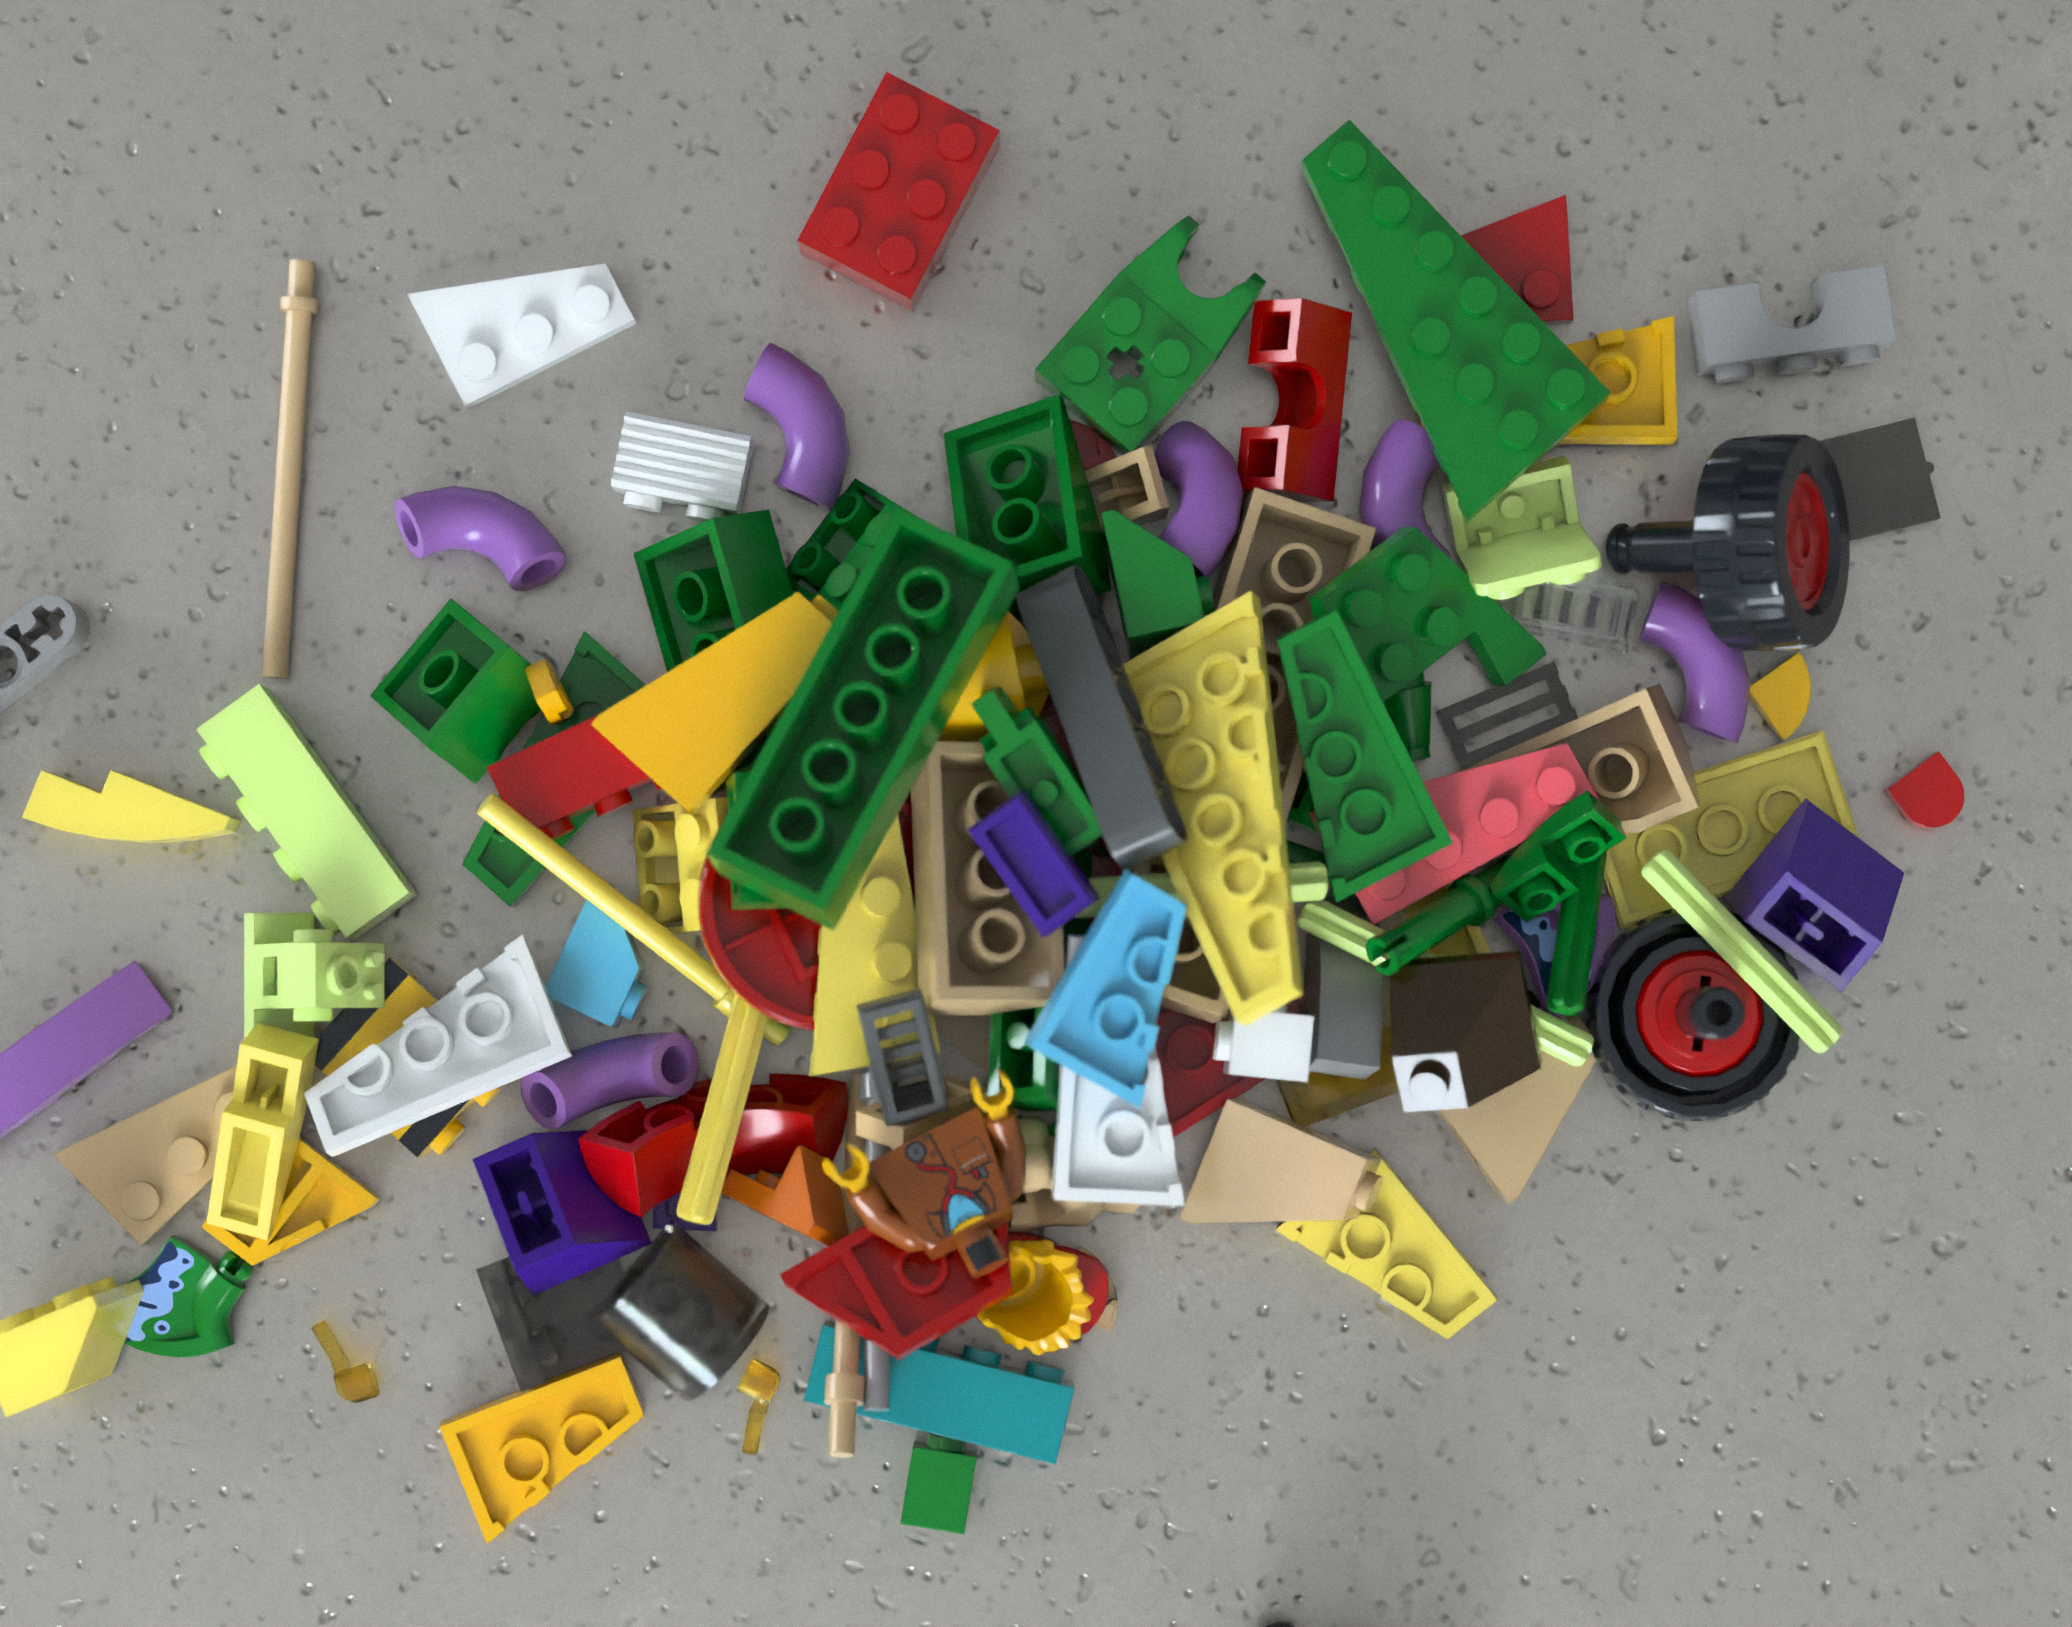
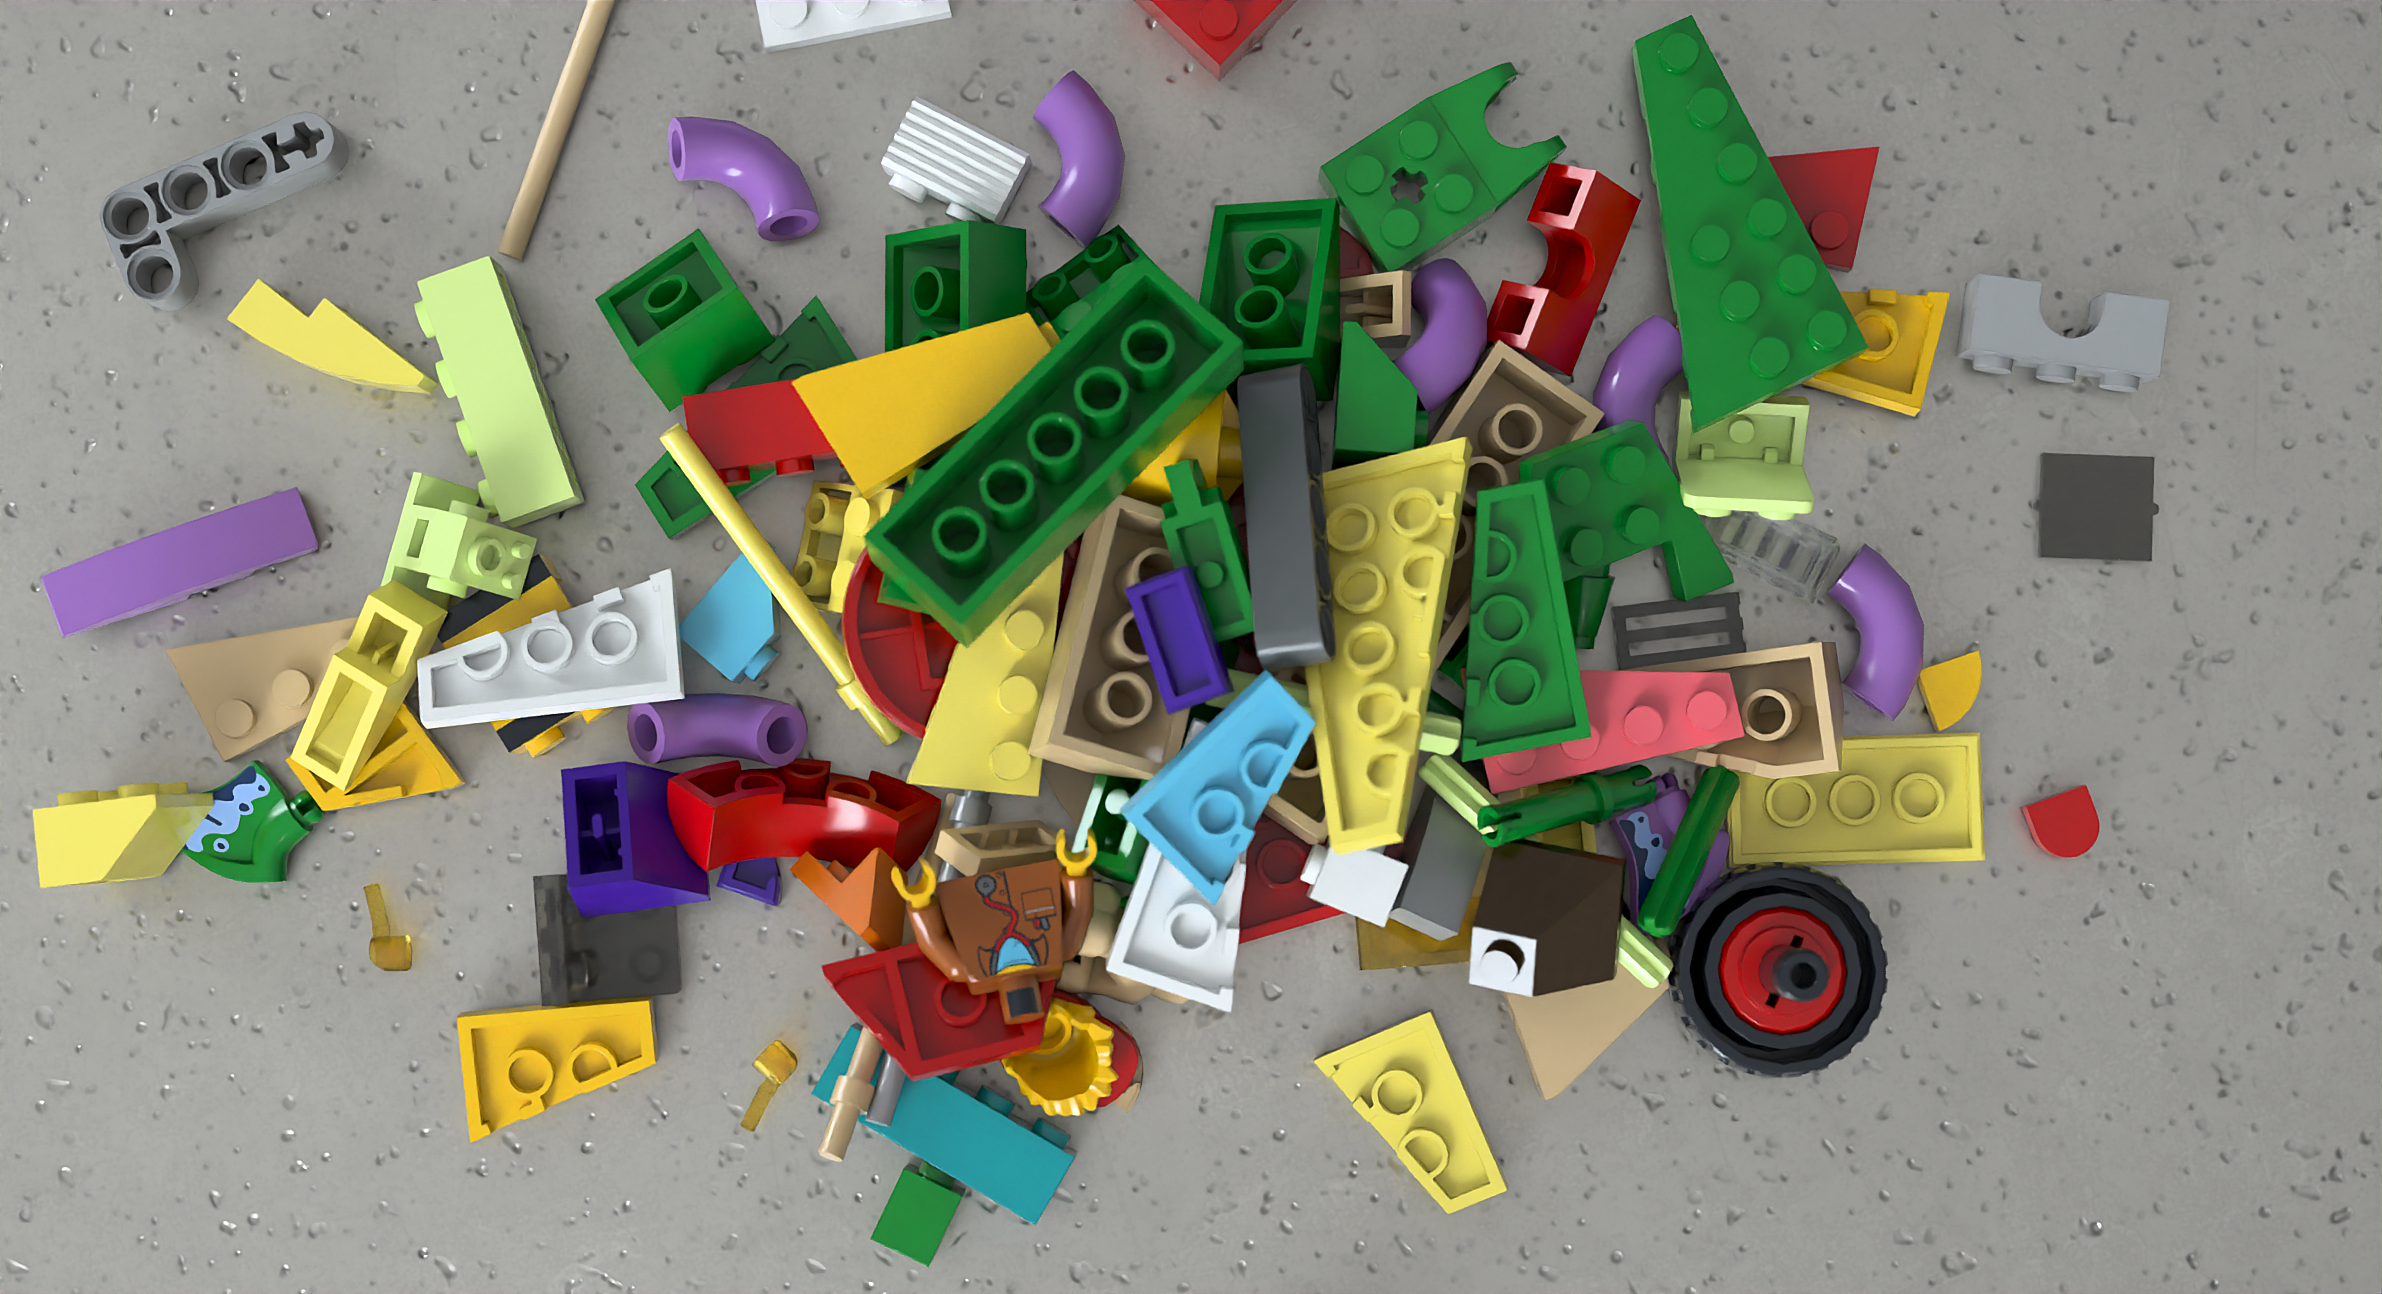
camera: 20 degrees right, 0 degrees up
(549, 692) = (764, 343): yellow tile -> none
(681, 1313) = (719, 975): clear smoke brick -> none
(722, 1114) = (812, 796): light yellow axle -> none
(913, 1099) = (999, 835): dark grey slope -> none
(1278, 1171) = (1331, 1005): tan slope -> none
(1543, 865) = (1671, 785): green slope -> none
(1742, 951) = (1841, 922): yellowish green axle -> none
(1761, 542) = (1971, 536): black wheel -> none
(1819, 895) = (1931, 890): dark purple slope -> none

